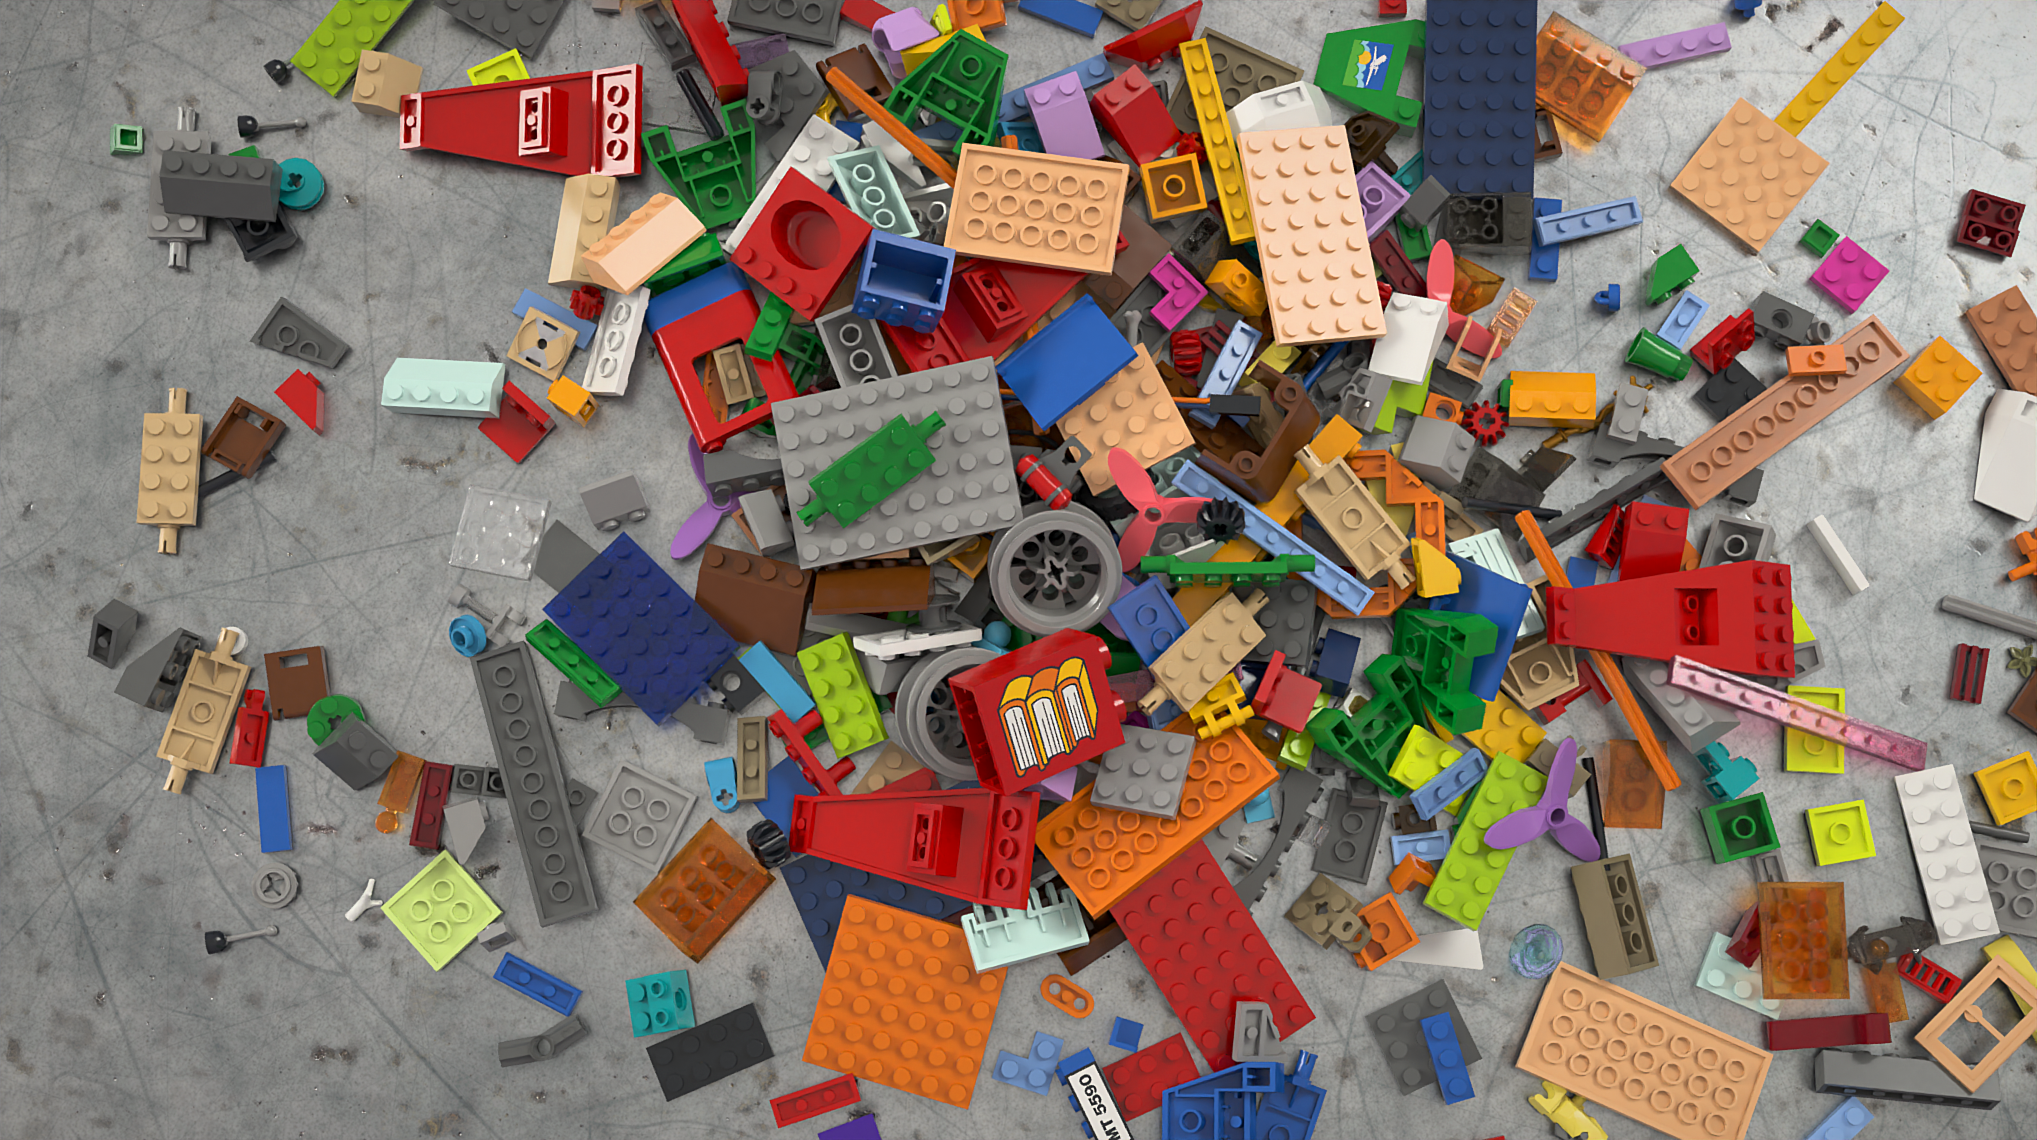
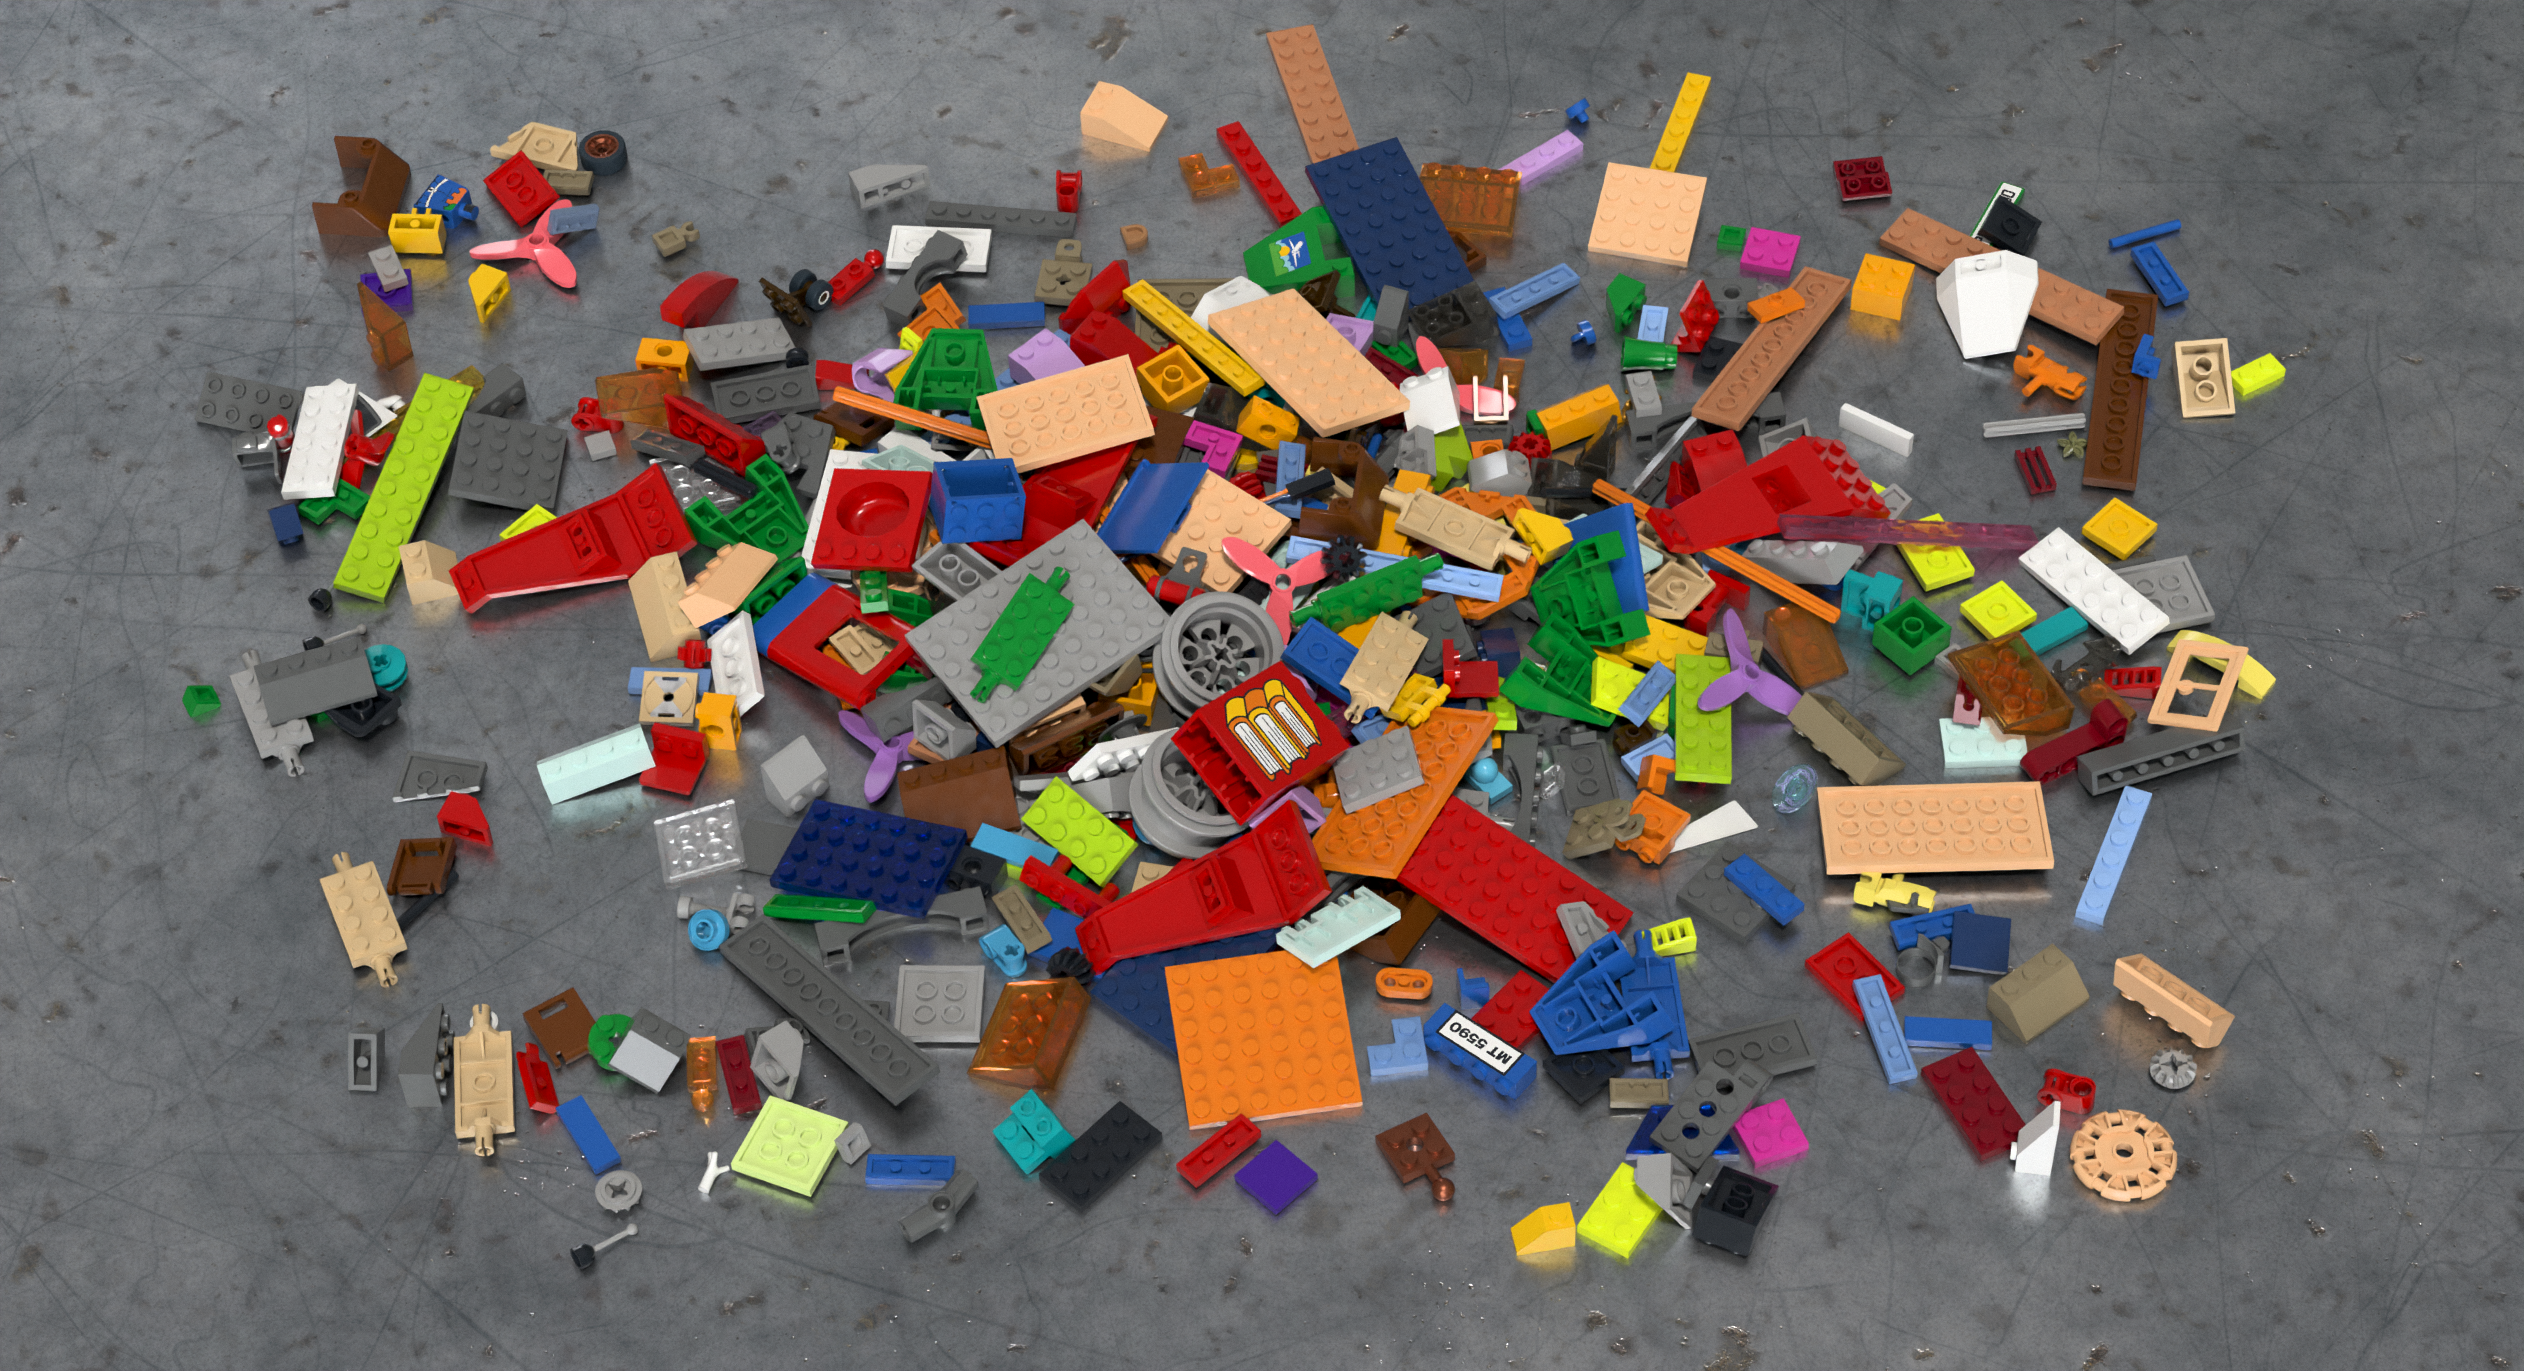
camera: 25 degrees left, 30 degrees down
(1355, 1064) = (1674, 929): none -> neon yellow slope
(1877, 878) = (2055, 630): none -> teal tile

